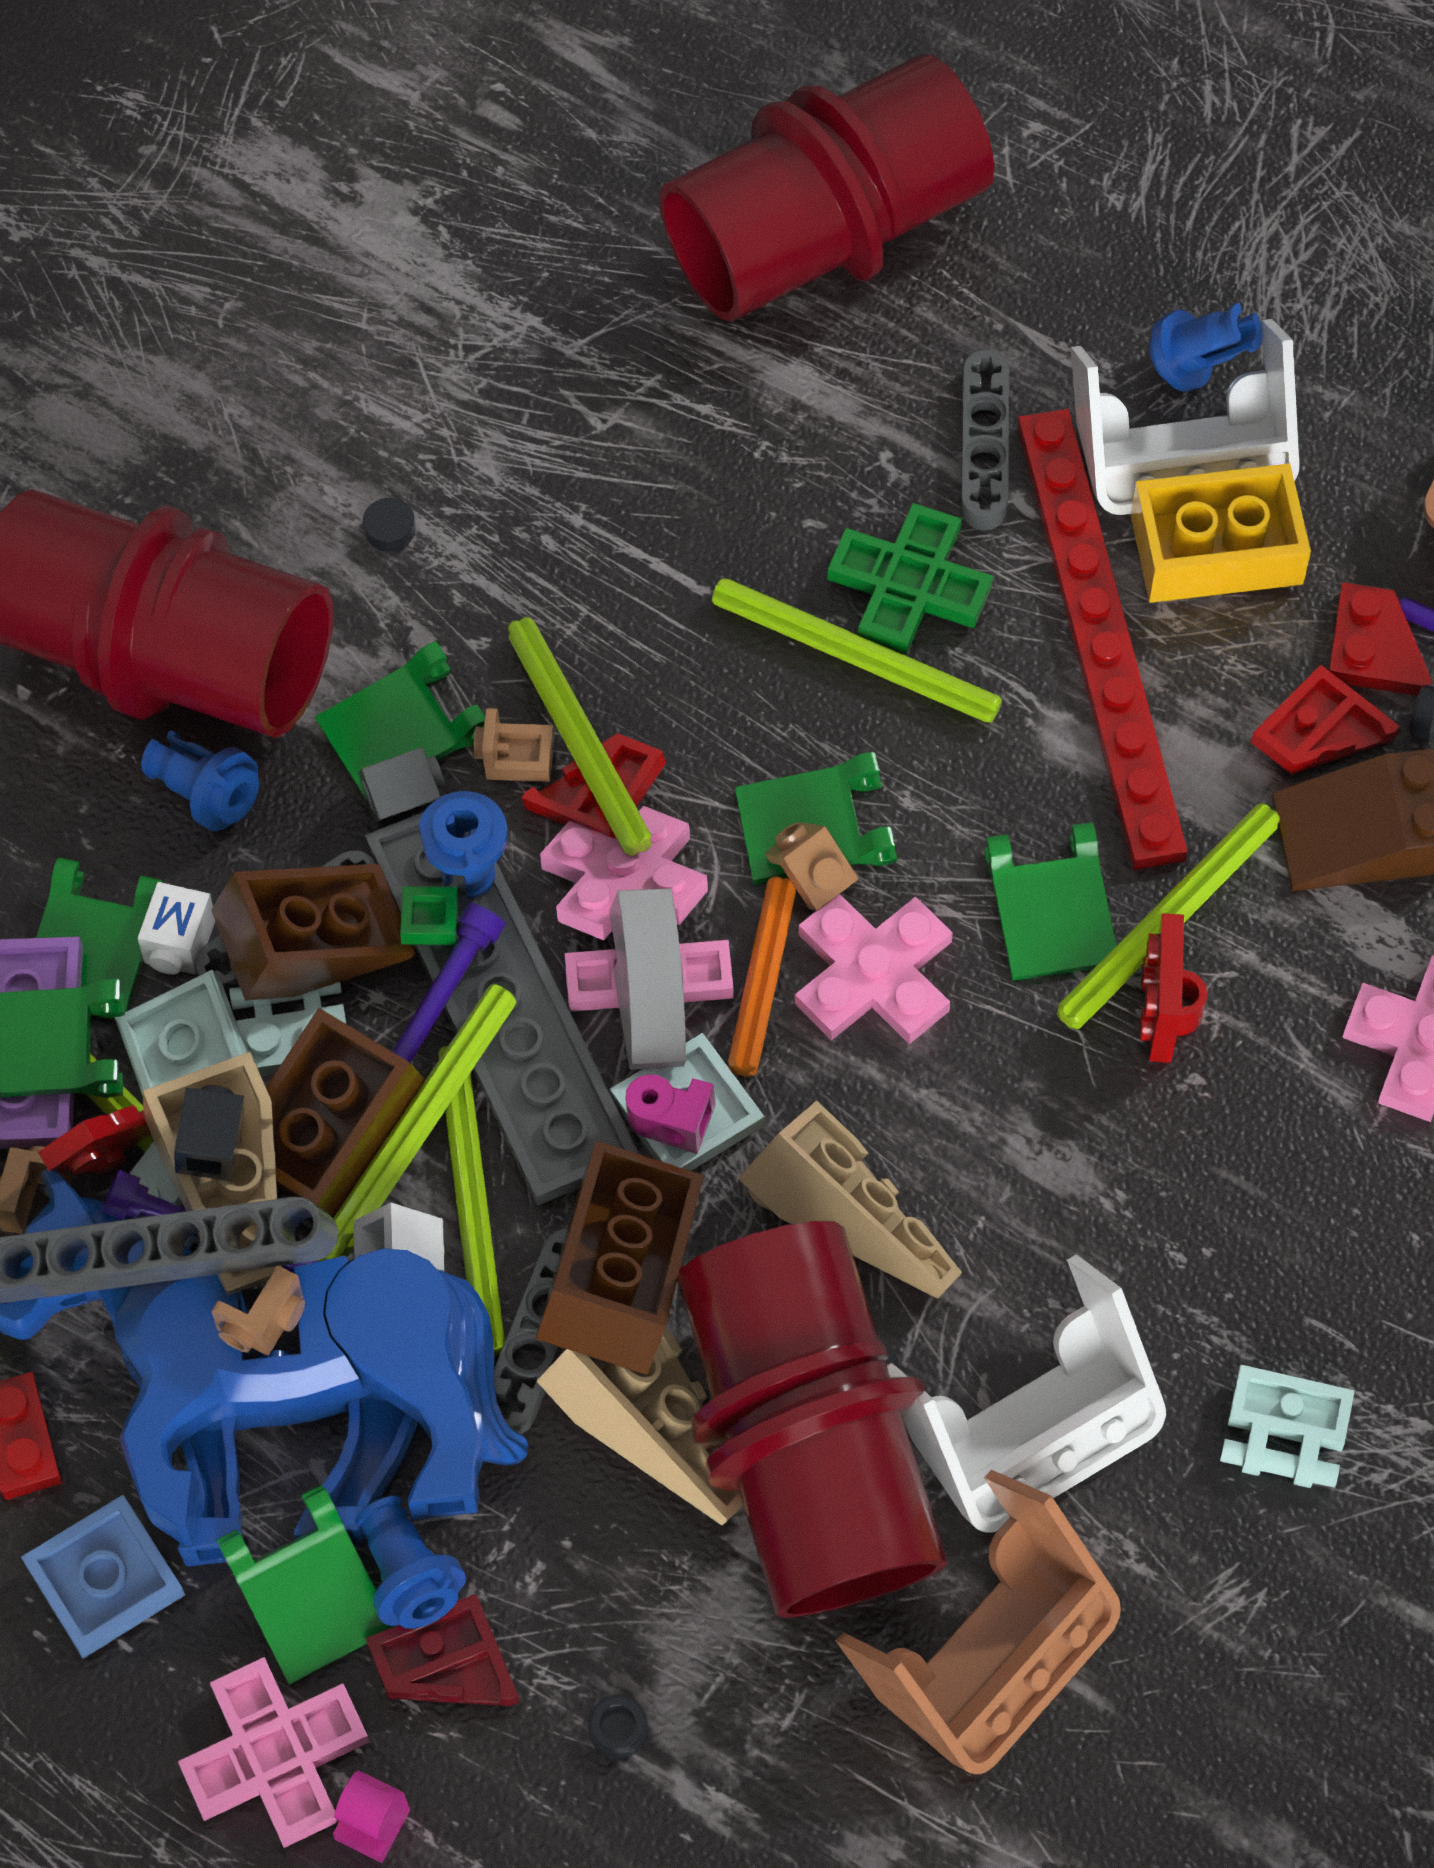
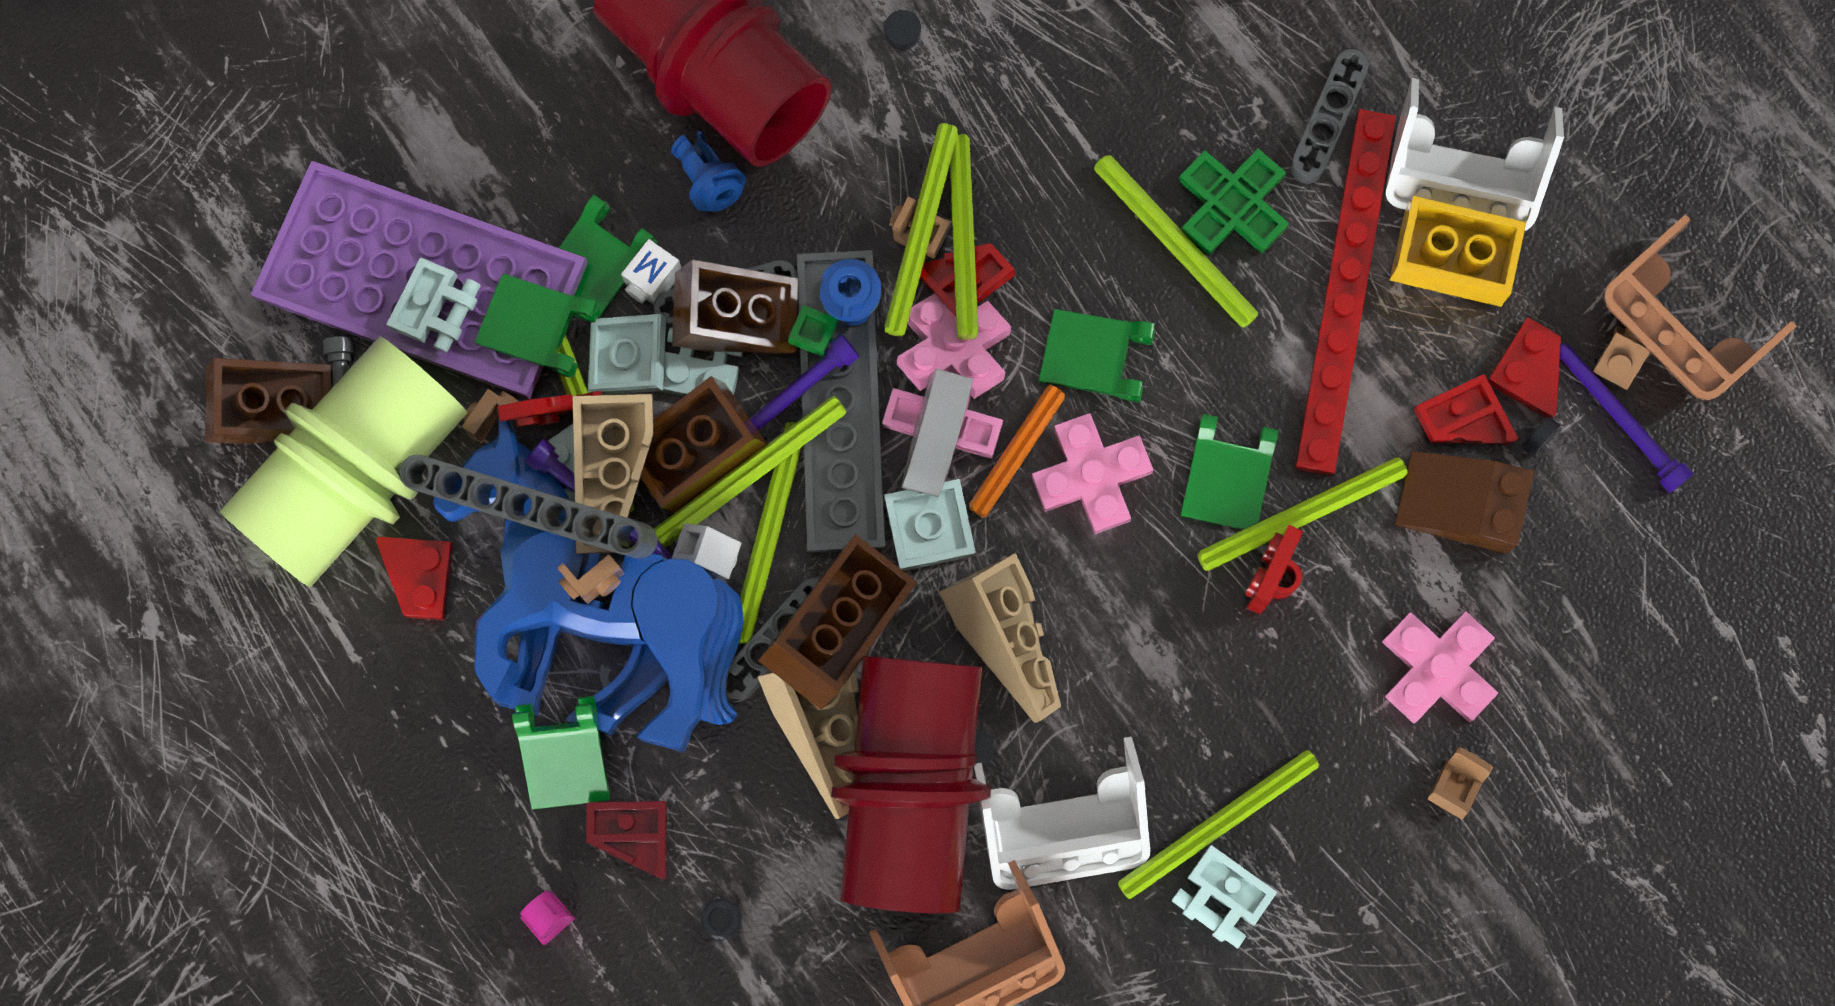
camera: 25 degrees right, 15 degrees up
(103, 1576) = (443, 695): medium blue plate -> none
(209, 1133) = (601, 444): black brick -> none
(274, 1752) = (504, 851): bright pink plate -> none
(398, 717) = (850, 180): green flag -> none
(401, 783) = (834, 226): dark grey brick -> none
(414, 1580) = (627, 778): blue piece -> none
(520, 747) = (921, 230): none -> lime axle
(670, 1113) = (912, 531): dark pink leg -> none
(812, 863) = (1079, 386): medium nougat bracket -> none
(1189, 347) = (1498, 102): blue piece -> none
(1236, 1341) = (1218, 824): none -> lime axle

